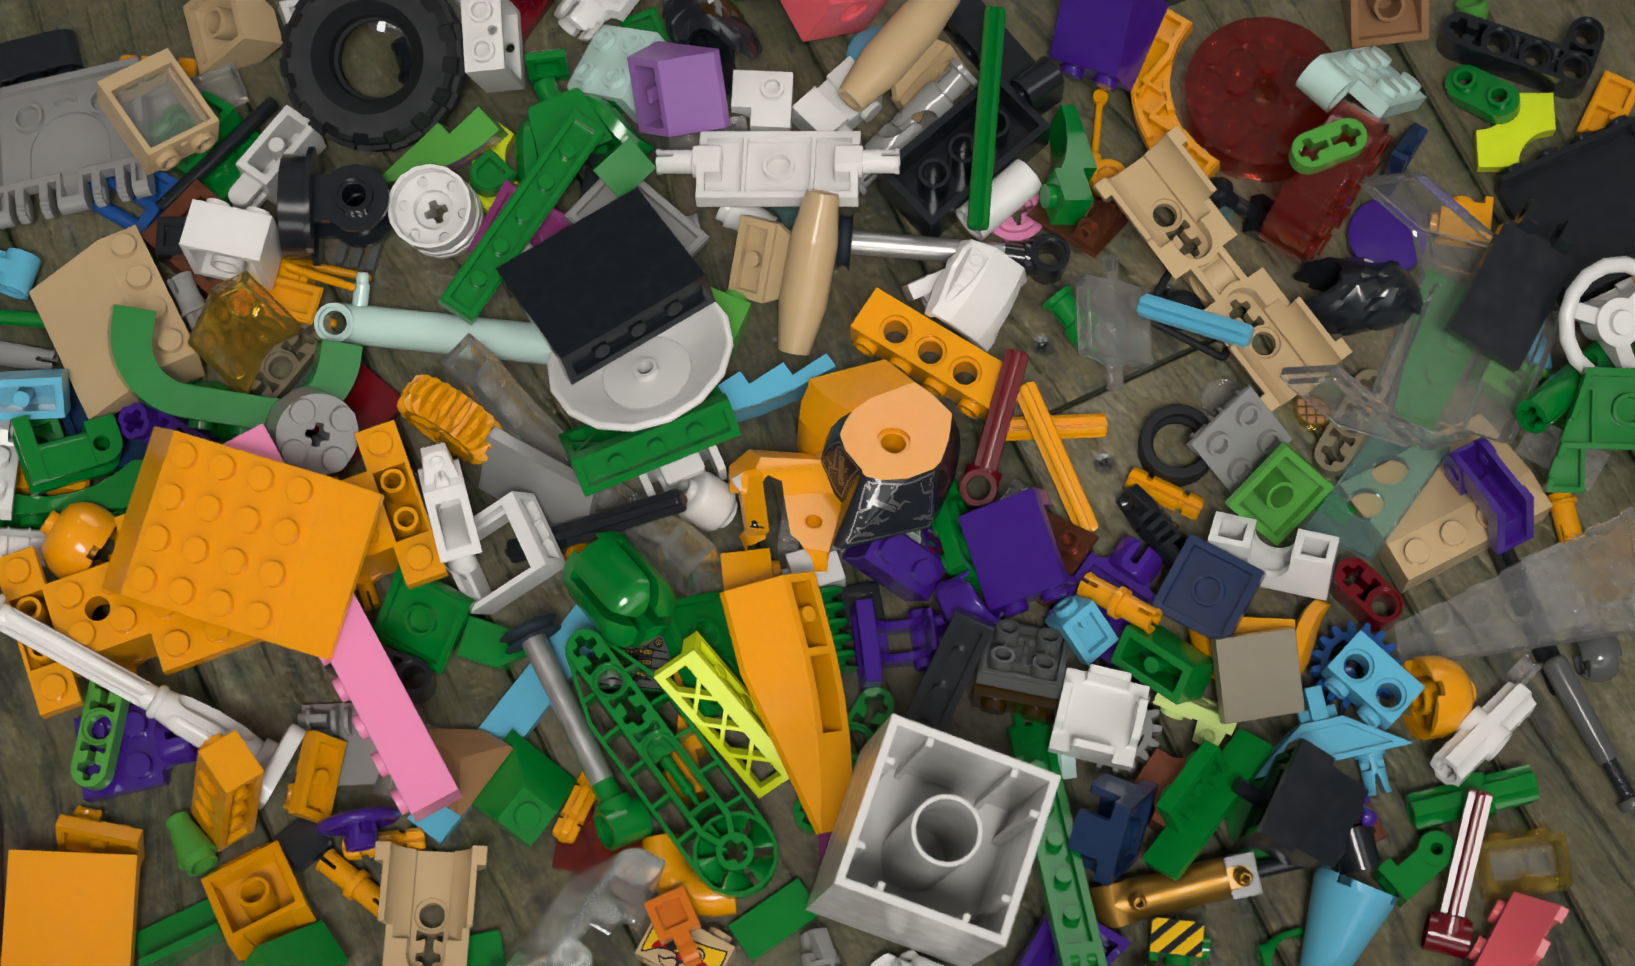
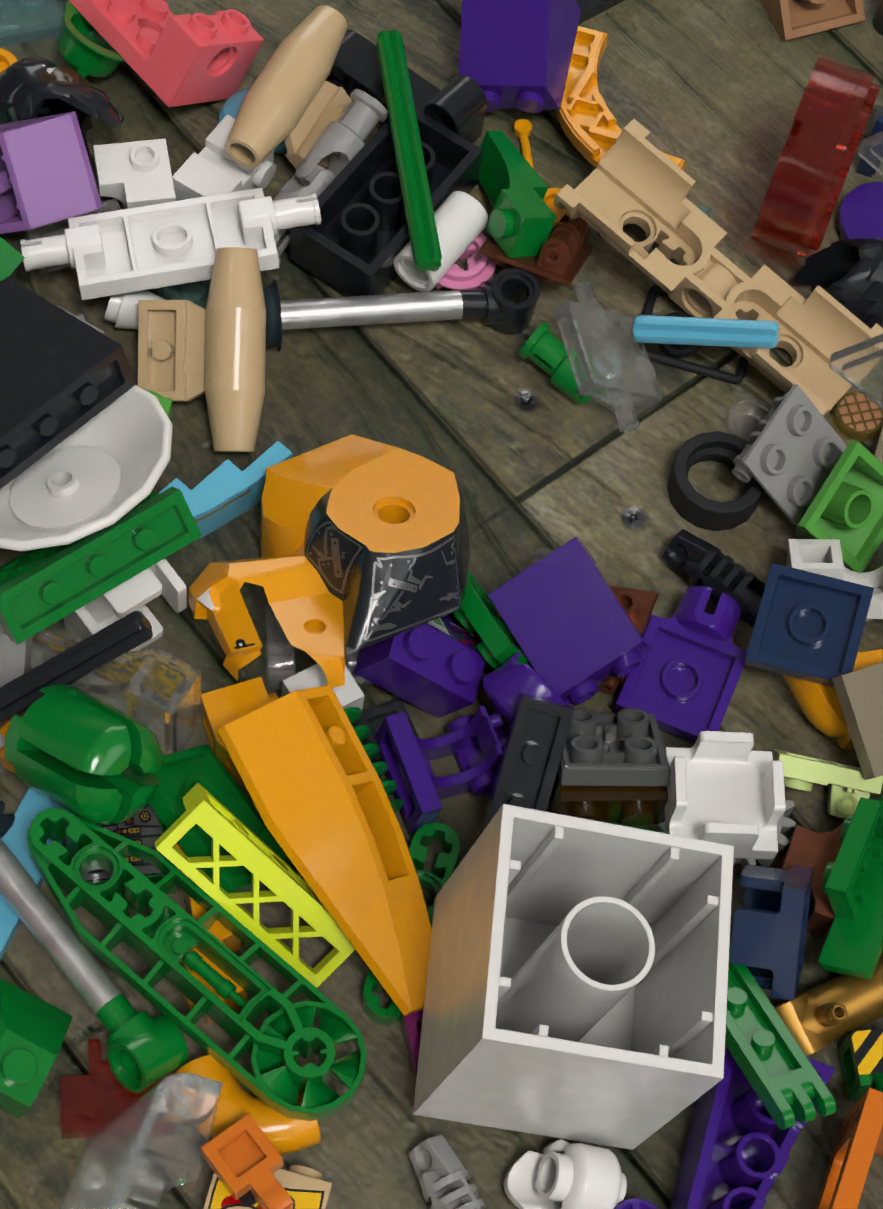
camera: 25 degrees left, 10 degrees down
(574, 811) = (78, 1051): light orange axle -> none
(709, 502) = (175, 632): white head -> none
(773, 921) = (370, 1142): green tile -> none
(887, 314) = (389, 406): light orange brick -> none
(921, 288) = (380, 357): white tile -> none
(976, 292) = (441, 344): white slope -> none
(996, 427) = (503, 493): dark red axle -> none
(1056, 457) = (579, 512): light orange axle -> none
(1067, 425) = (557, 487): light orange axle -> none
(1082, 627) = (669, 700): medium azure bracket -> none
(1119, 602) = (707, 661): light orange pin -> none
(1164, 663) = (779, 721): green brick -> none
(1166, 493) = (725, 537): light orange axle -> none
(1220, 92) = (711, 94): clear red brick -> none
(1253, 211) = (733, 213): black hinge -> none
(1331, 154) = (831, 100): bright green beam -> none
(1366, 77) = (801, 41): light aqua hinge -> none

